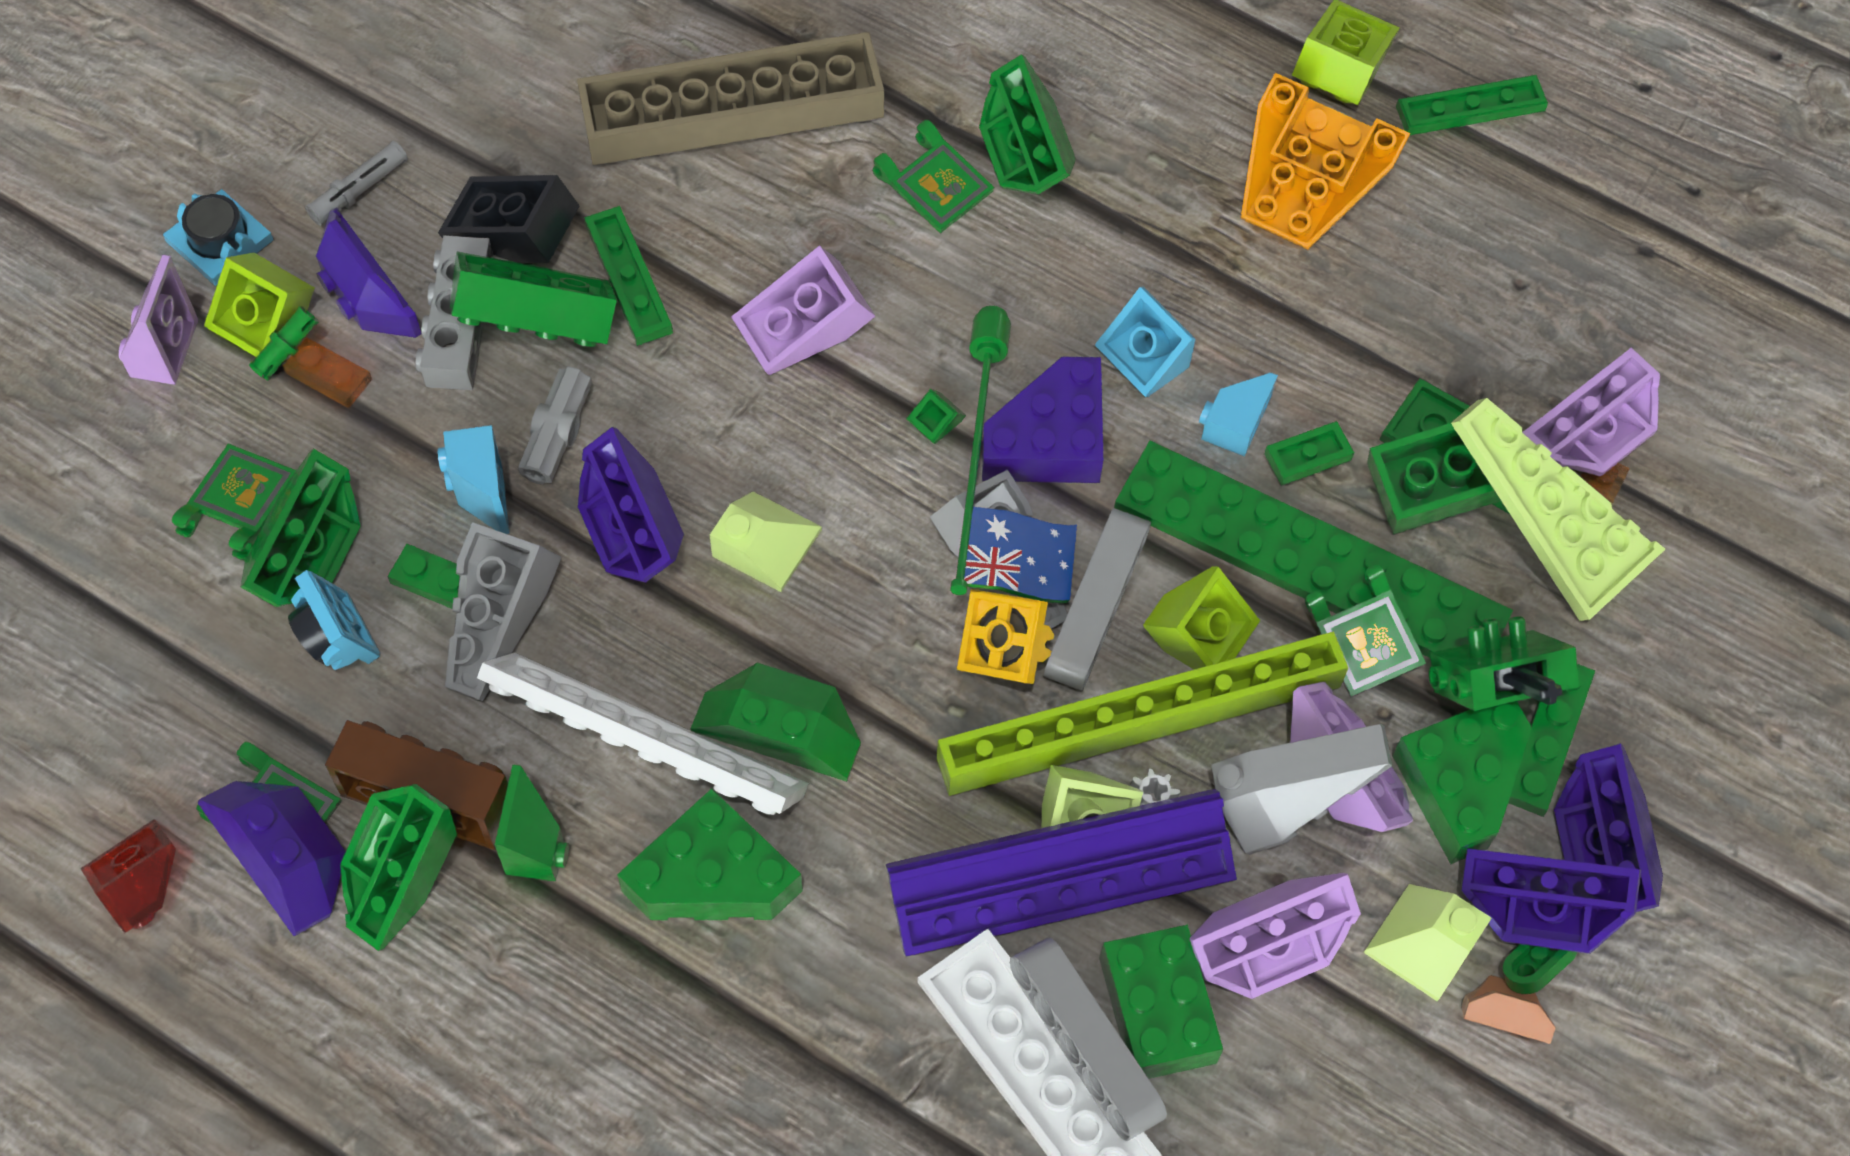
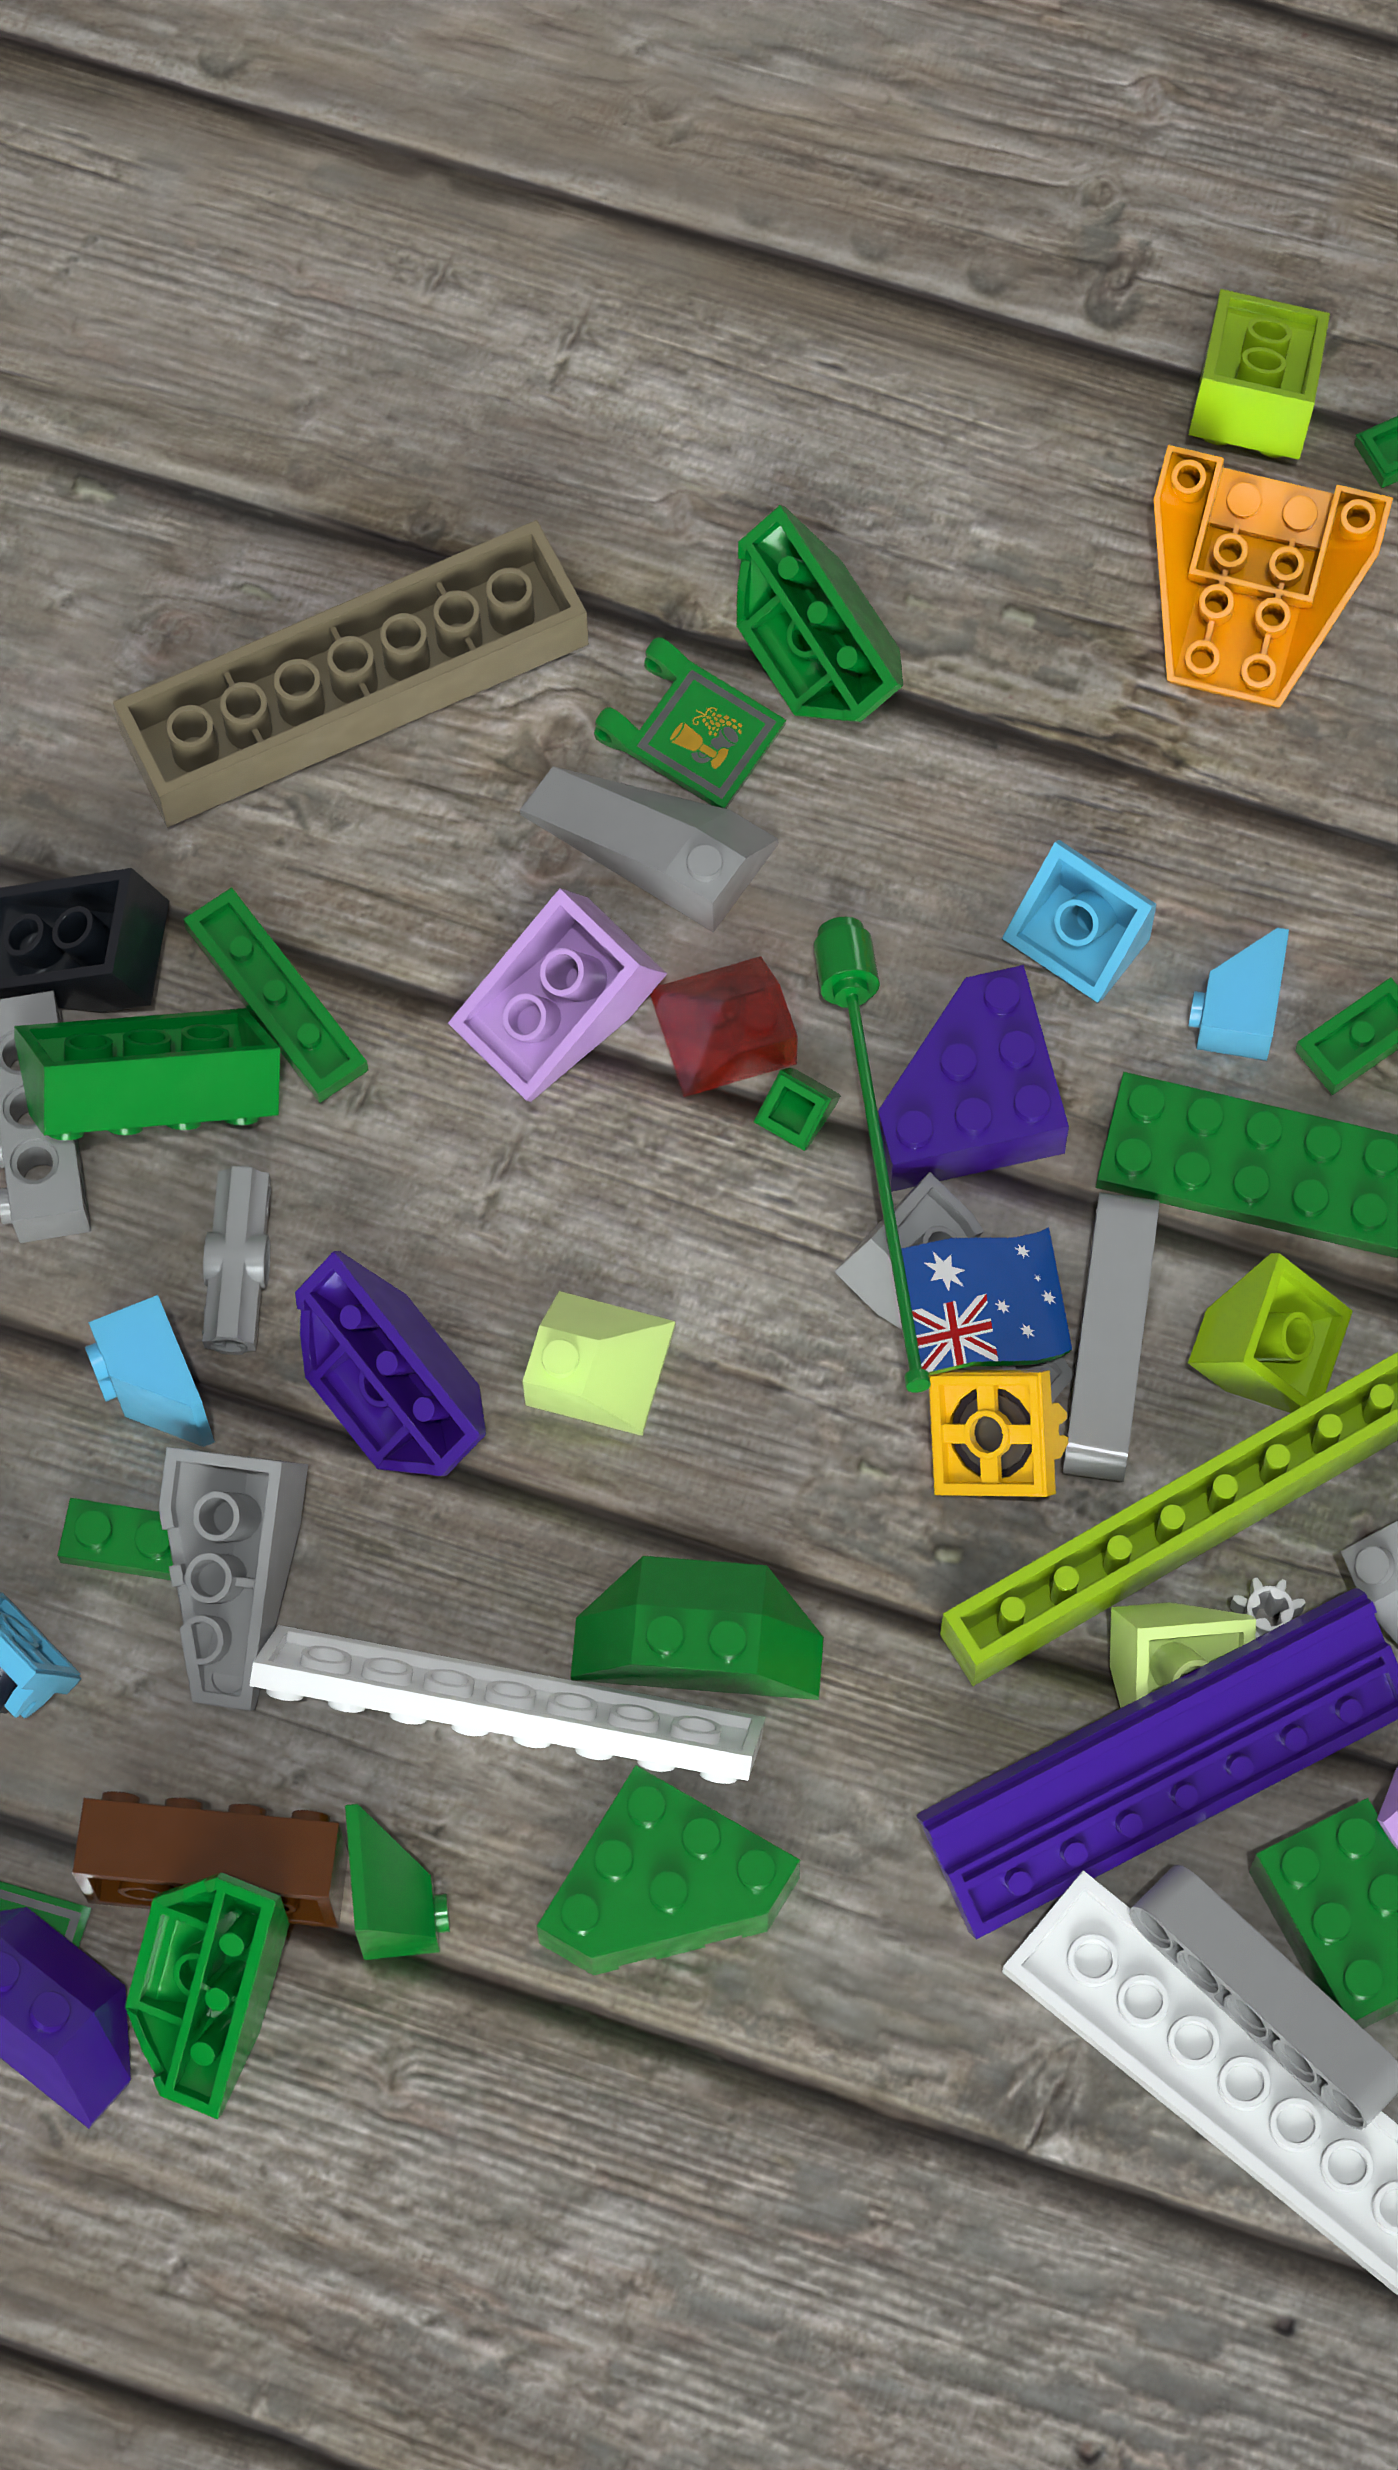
camera: 10 degrees left, 5 degrees up
(898, 244) = (665, 844): none -> light grey wedge
(903, 357) = (725, 1025): none -> clear red slope

